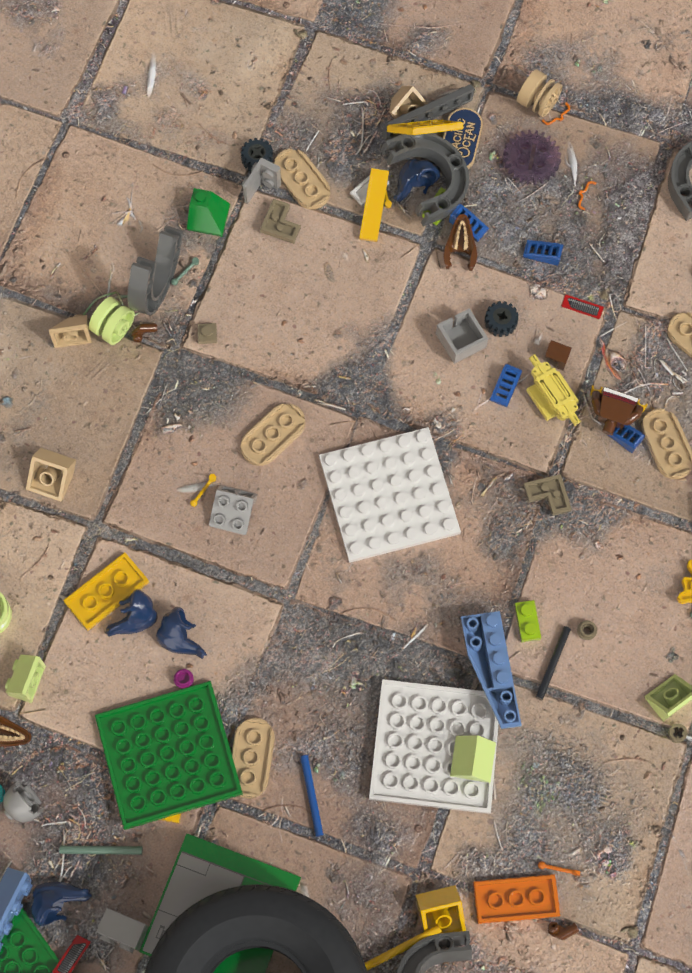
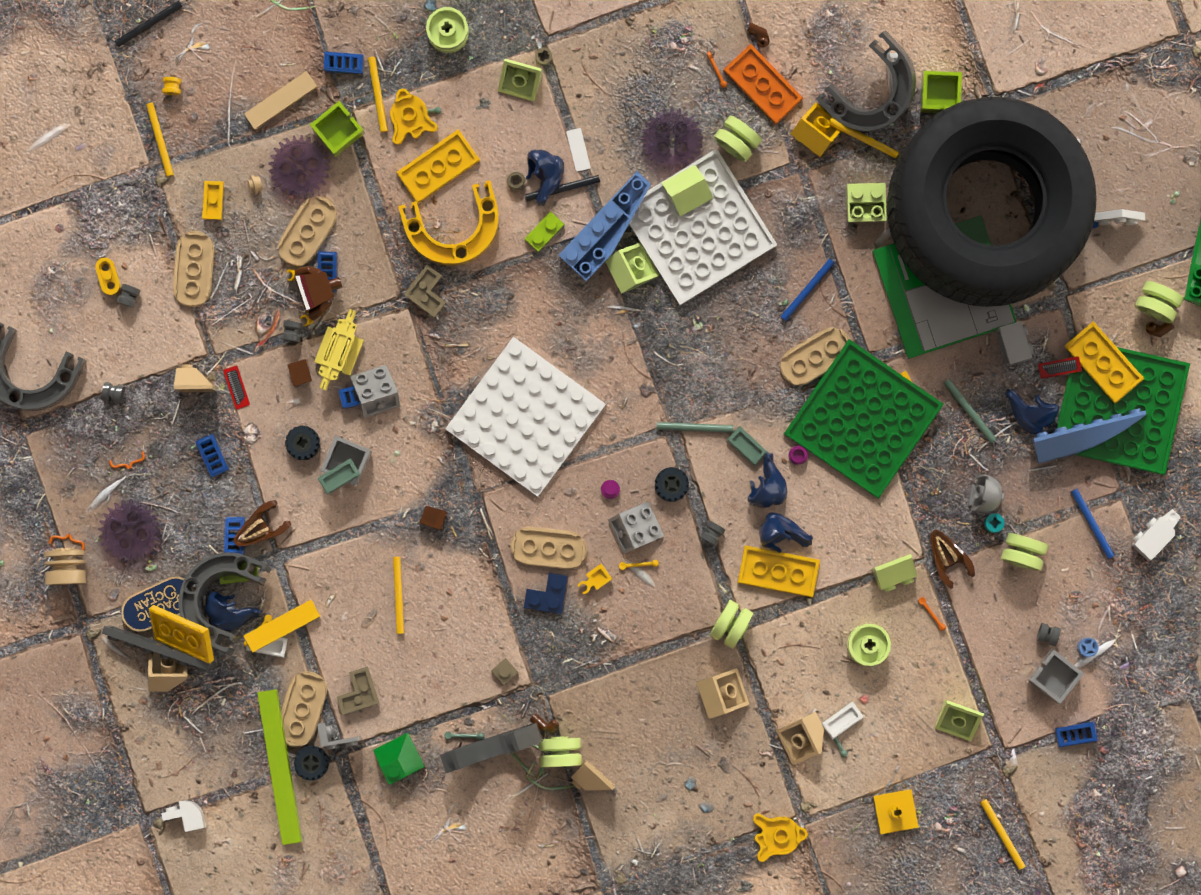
camera: 125 degrees left, 15 degrees up
(95, 517) = (730, 623): none -> yellowish green wheel
(178, 562) = (712, 533): none -> dark grey wheel
(219, 450) = (597, 577): none -> yellow plate
(225, 645) = (747, 445): none -> sand green tile
(232, 406) = (552, 599): none -> dark blue plate
(243, 554) = (671, 484): none -> black wheel
(273, 132) = (279, 766): none -> lime tile
(273, 616) = (694, 427): none -> sand green piece
(279, 512) = (610, 489): none -> magenta plate
(290, 53) = (190, 812): none -> white brick
(328, 302) = (398, 595): none -> yellow bar
(346, 900) = (866, 202): none -> yellowish green slope
(365, 367) = (433, 517): none -> reddish brown panel
(443, 664) = (631, 267): none -> yellowish green slope
(453, 316) = (339, 476): none -> sand green tile
(484, 832) = (737, 138): none -> yellowish green wheel
(500, 397) = (375, 391): none -> light grey bracket
(538, 768) = (655, 138): none -> clear purple gear
(558, 559) = (446, 253): none -> yellow piece
(576, 662) = (548, 169): none -> dark blue piece
(576, 701) = (578, 149): none -> white sticker
(595, 372) = (291, 336): none -> dark grey wheel
(612, 274) = (191, 380): none -> tan slope
(645, 580) = (438, 166): none -> yellow tile
(647, 217) = (112, 392): none -> dark grey wheel

